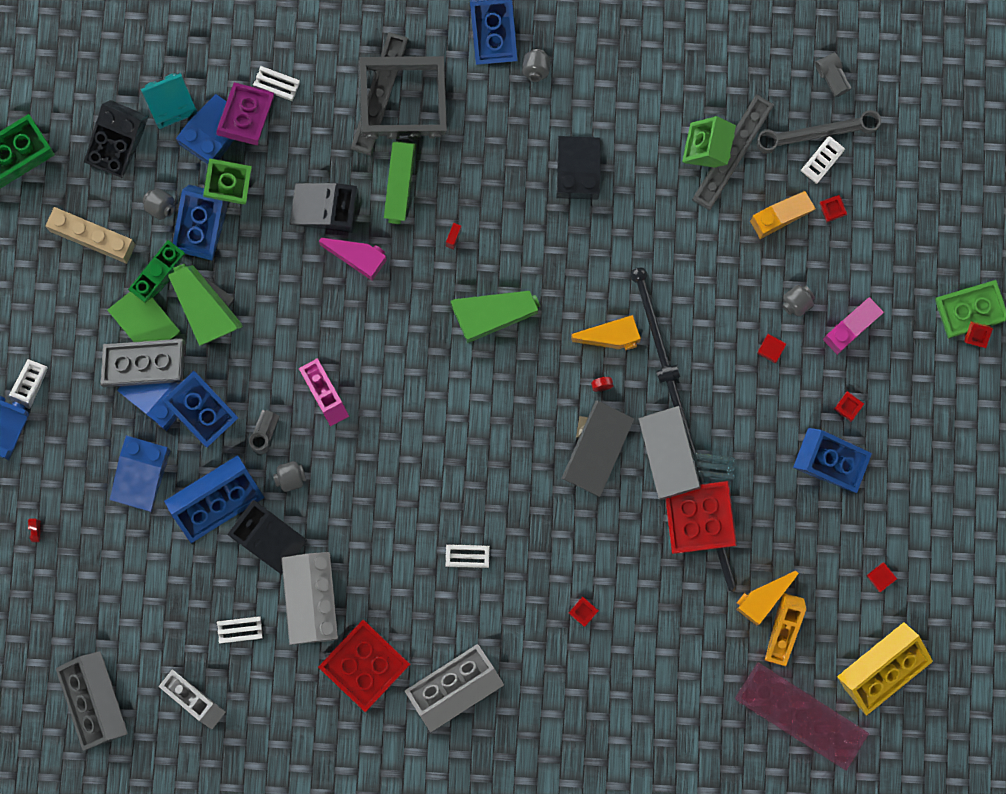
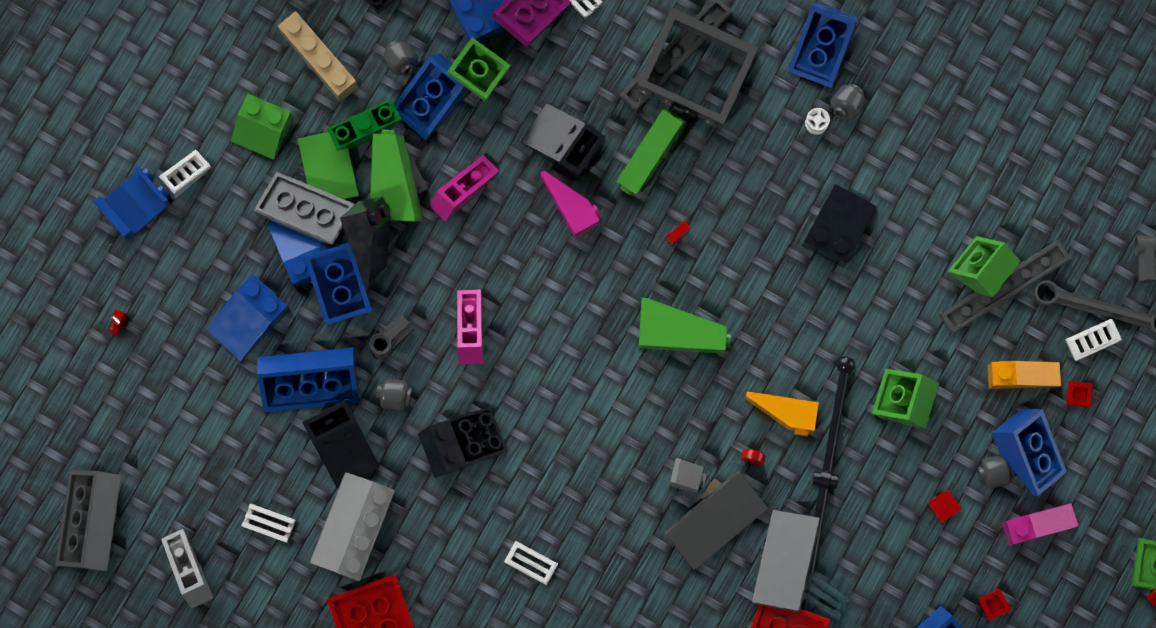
camera: 30 degrees right, 0 degrees up
(72, 314) = (261, 126): none -> bright green slope
(205, 357) = (368, 234): none -> black slope
(262, 284) = (463, 188): none -> dark pink slope
(363, 487) = (461, 442): none -> black slope
(519, 88) = (820, 117): none -> white wheel
(557, 424) = (687, 476): none -> light grey slope
(699, 277) = (905, 398): none -> bright green slope
(817, 269) = (1030, 449): none -> blue slope

